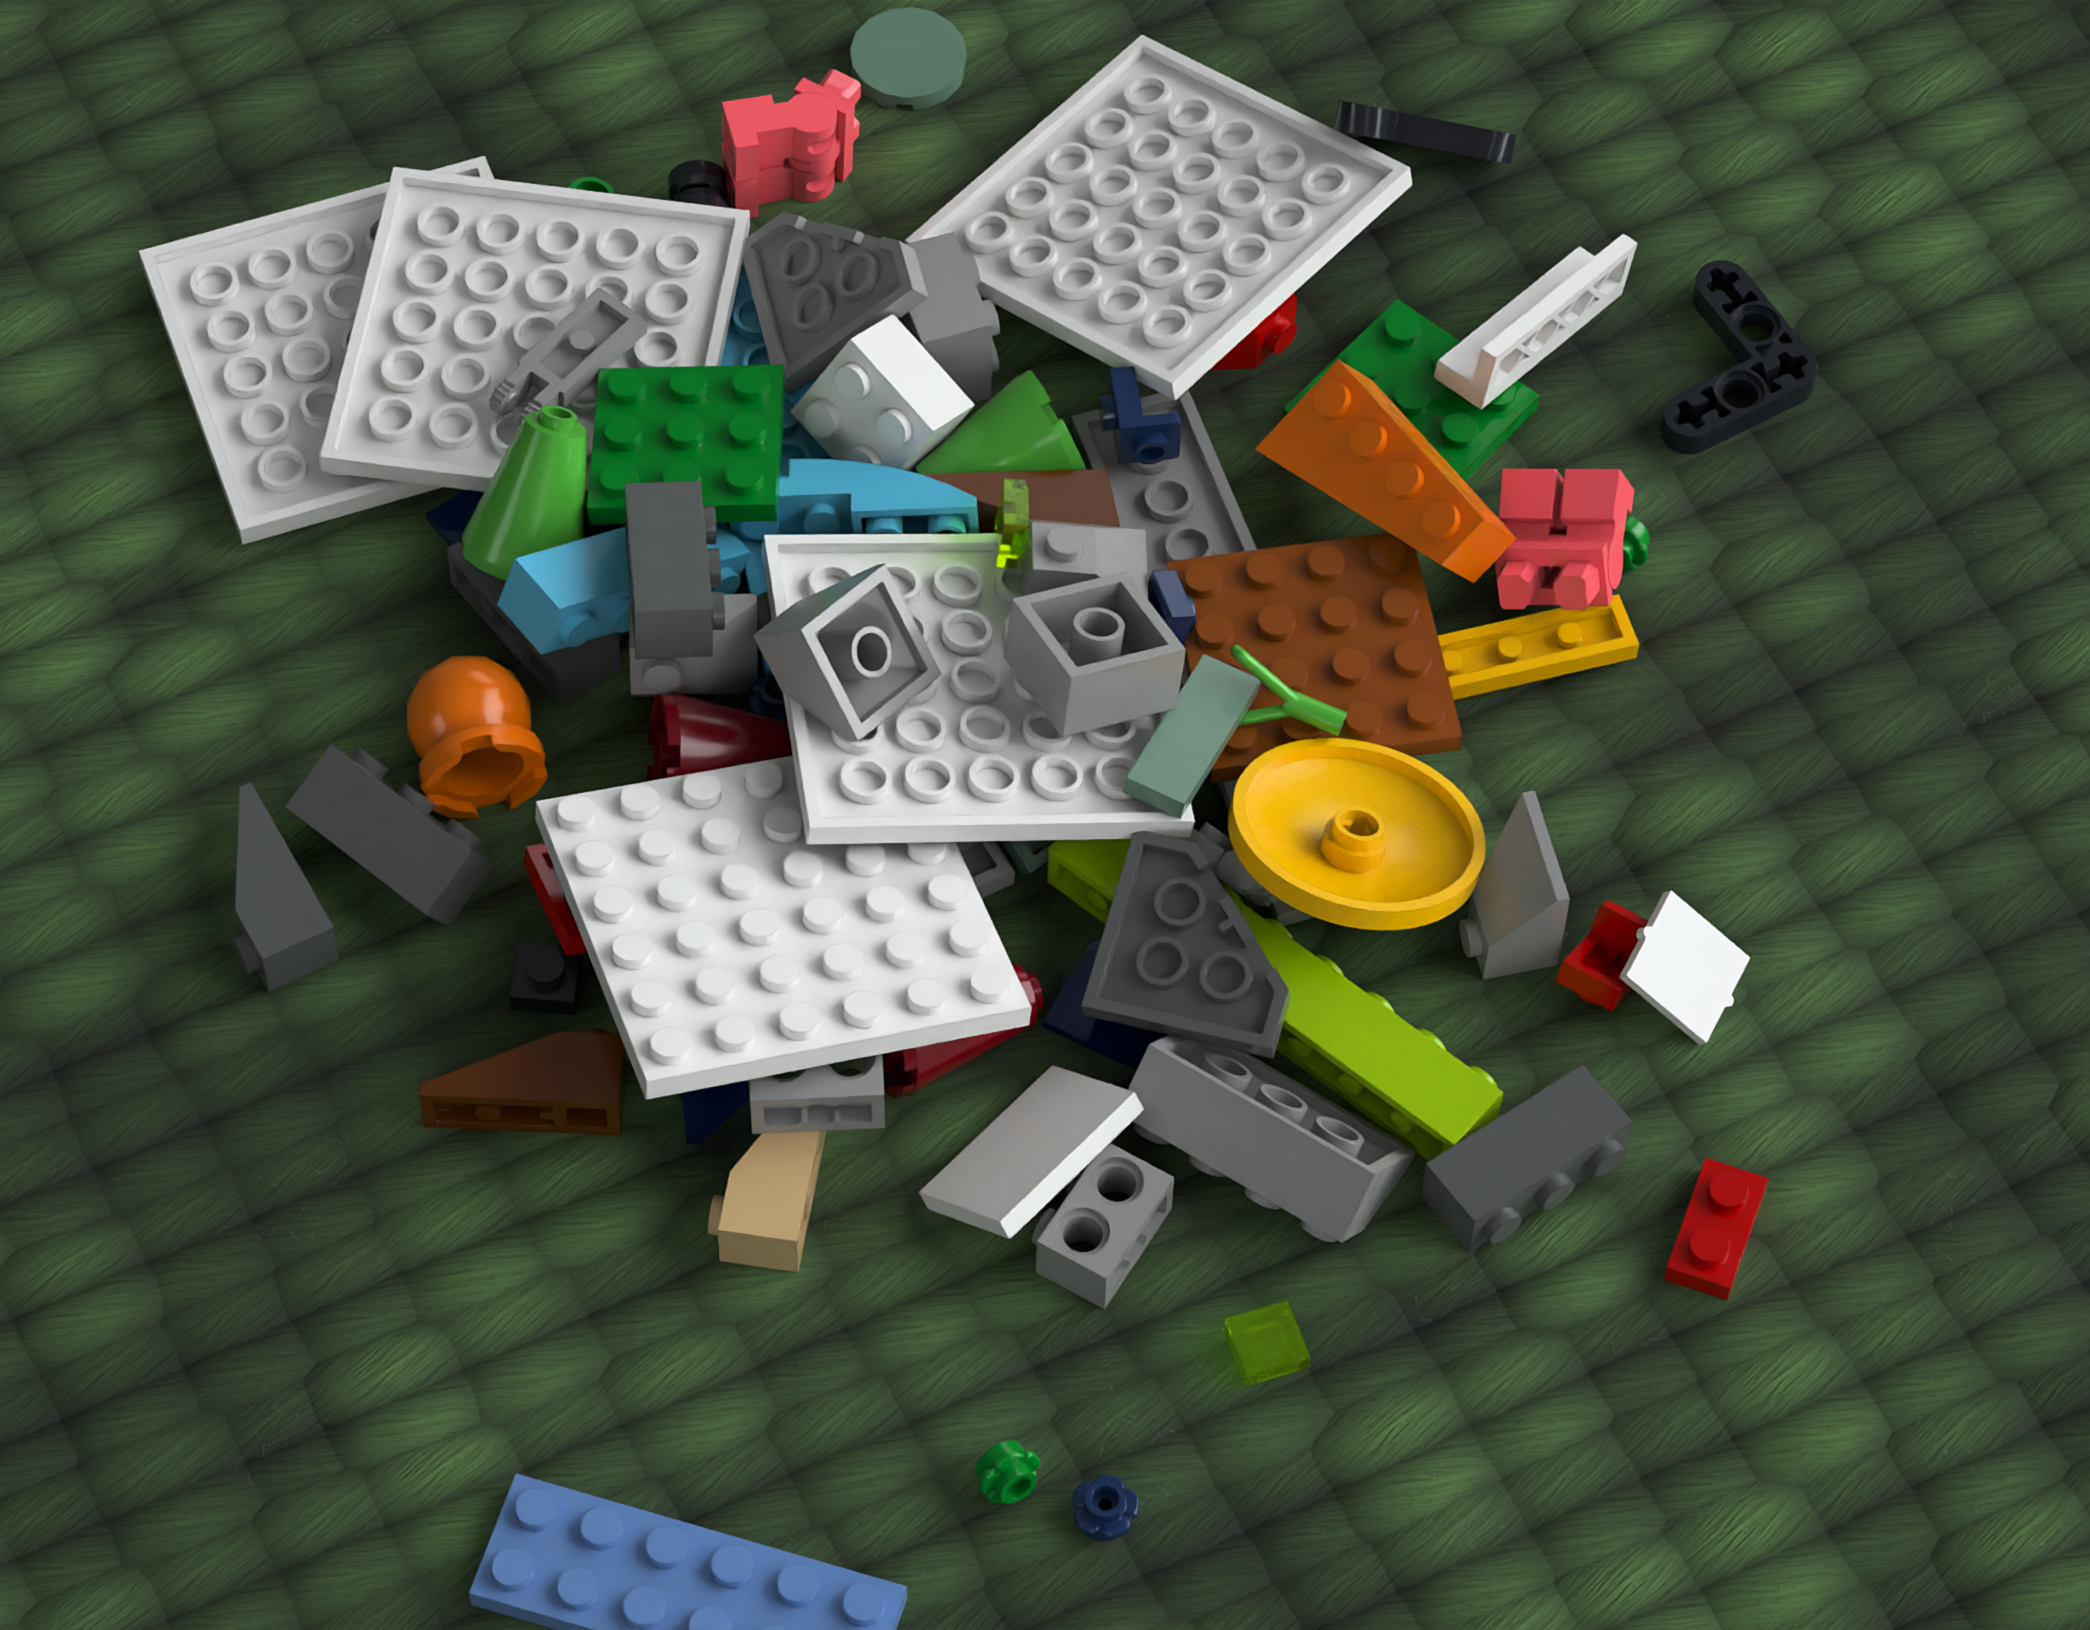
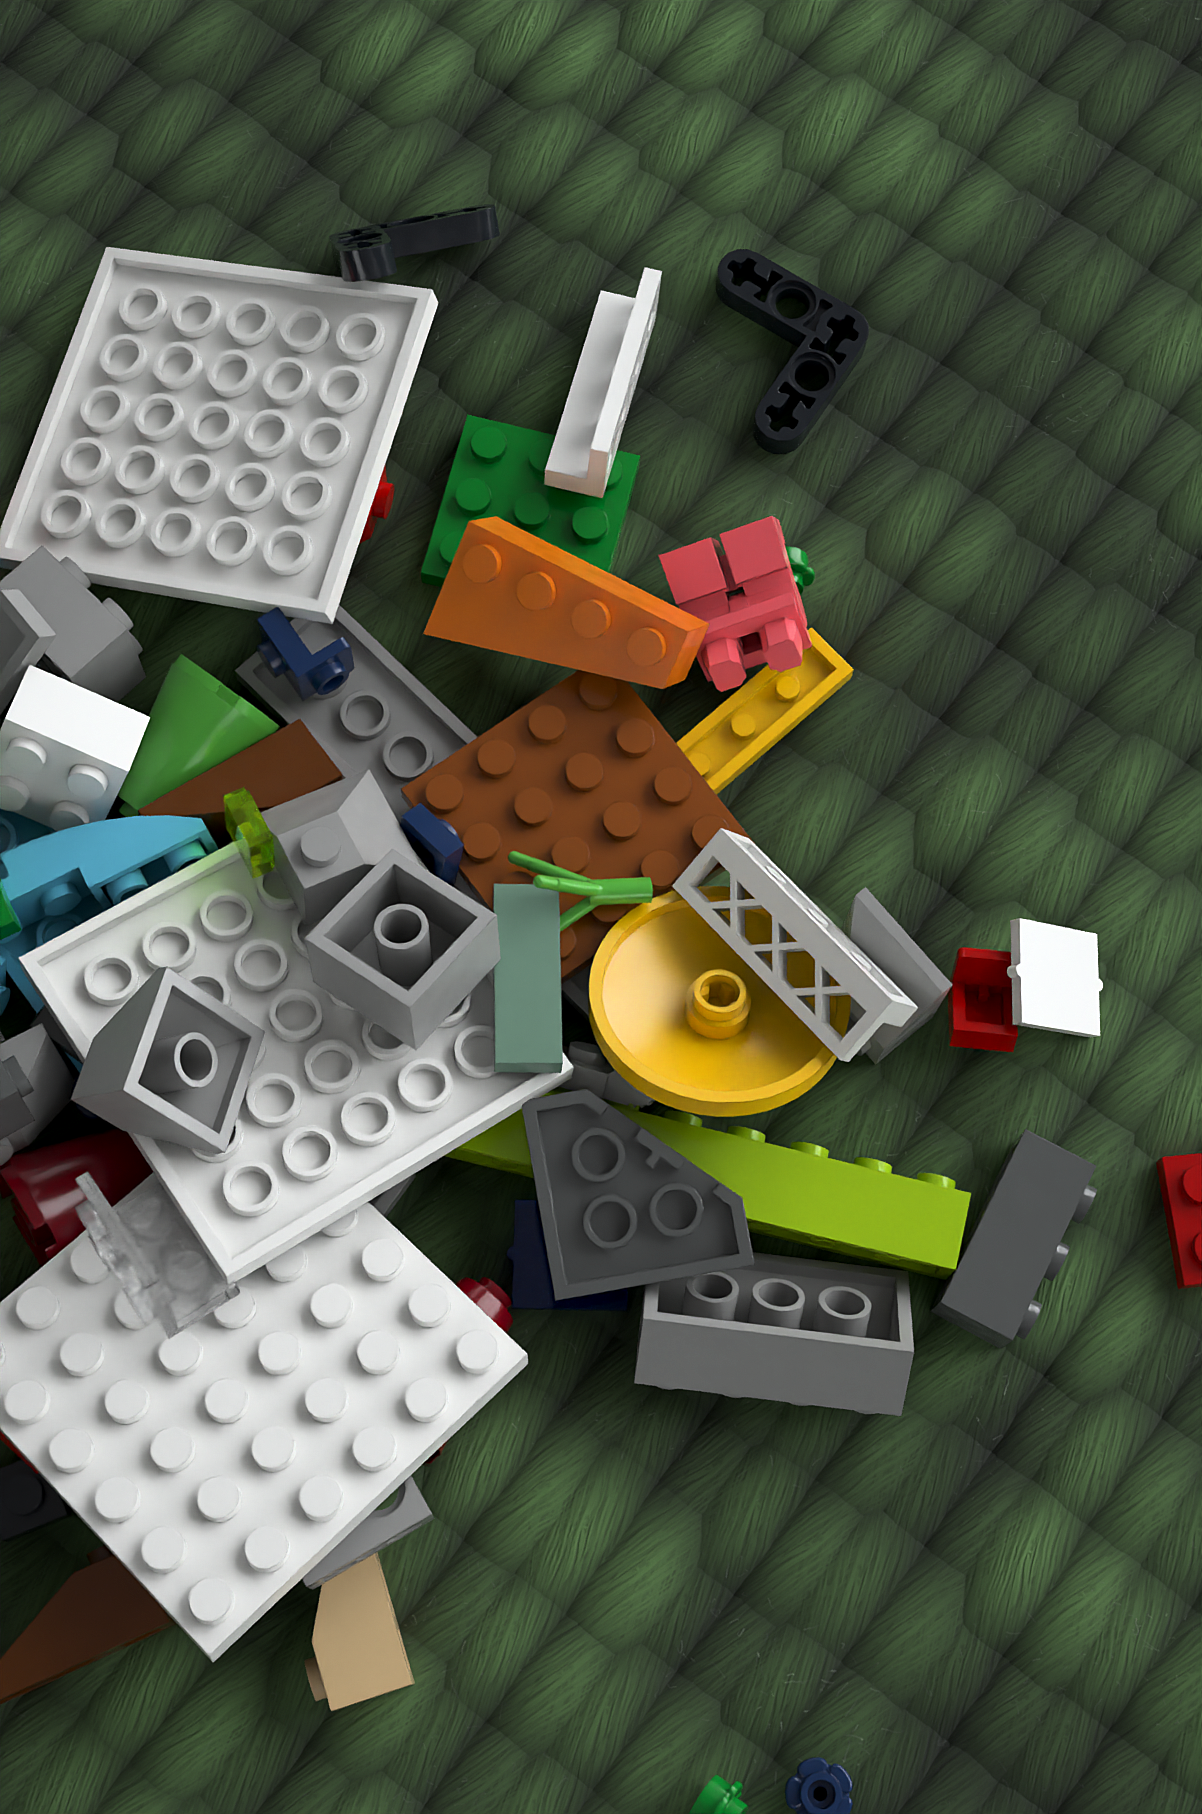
camera: 30 degrees left, 15 degrees up
(759, 792) = (154, 1257): none -> clear bracket
(1031, 1151) = (577, 1466): white tile -> none
(1115, 1228) = (692, 1503): light grey brick -> none
(1266, 1343) = (876, 1541): clear neon green tile -> none
(1465, 804) = (809, 927): none -> white fence

